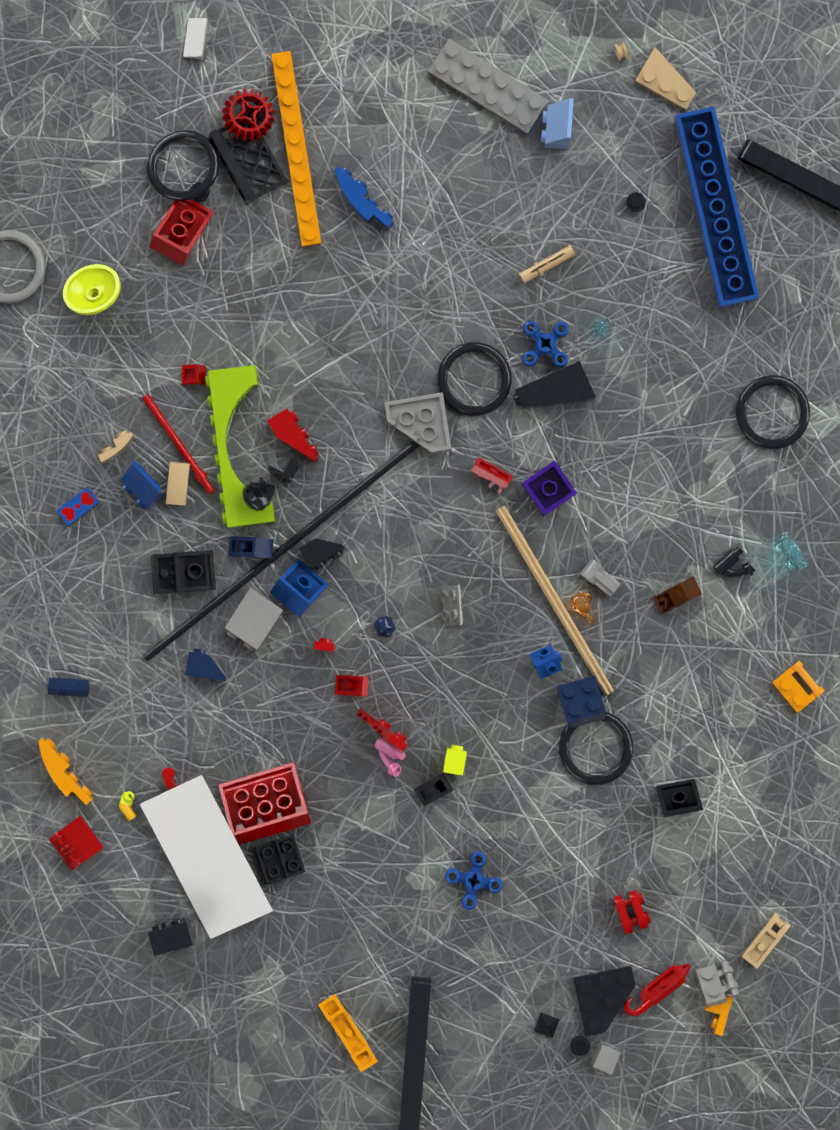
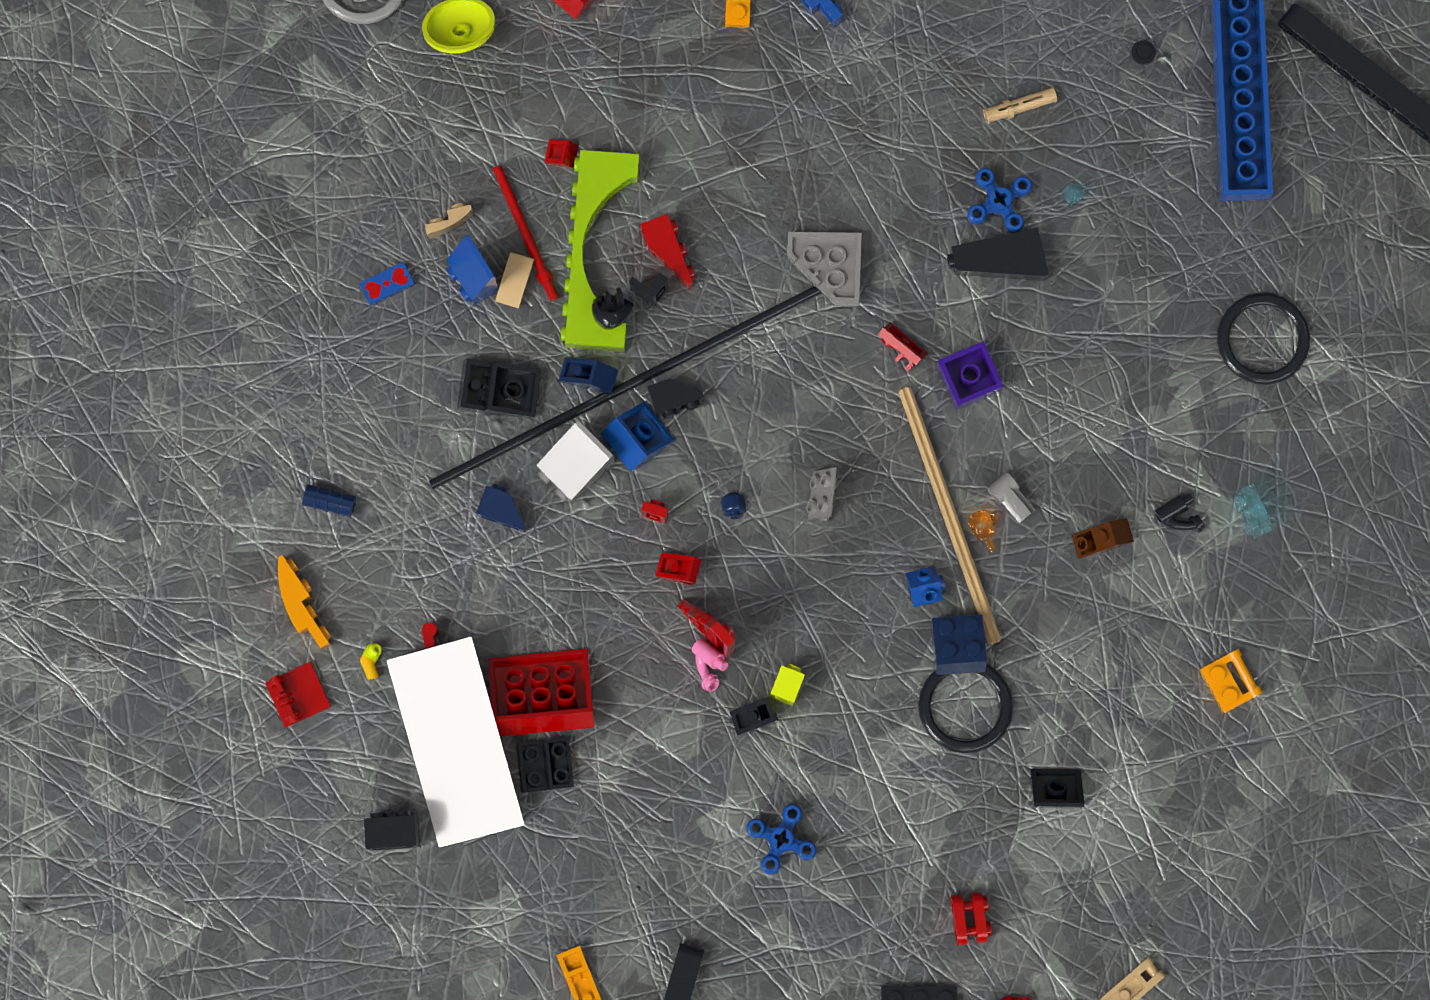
camera: 10 degrees right, 5 degrees down
(497, 400) = (909, 264): black wedge -> none

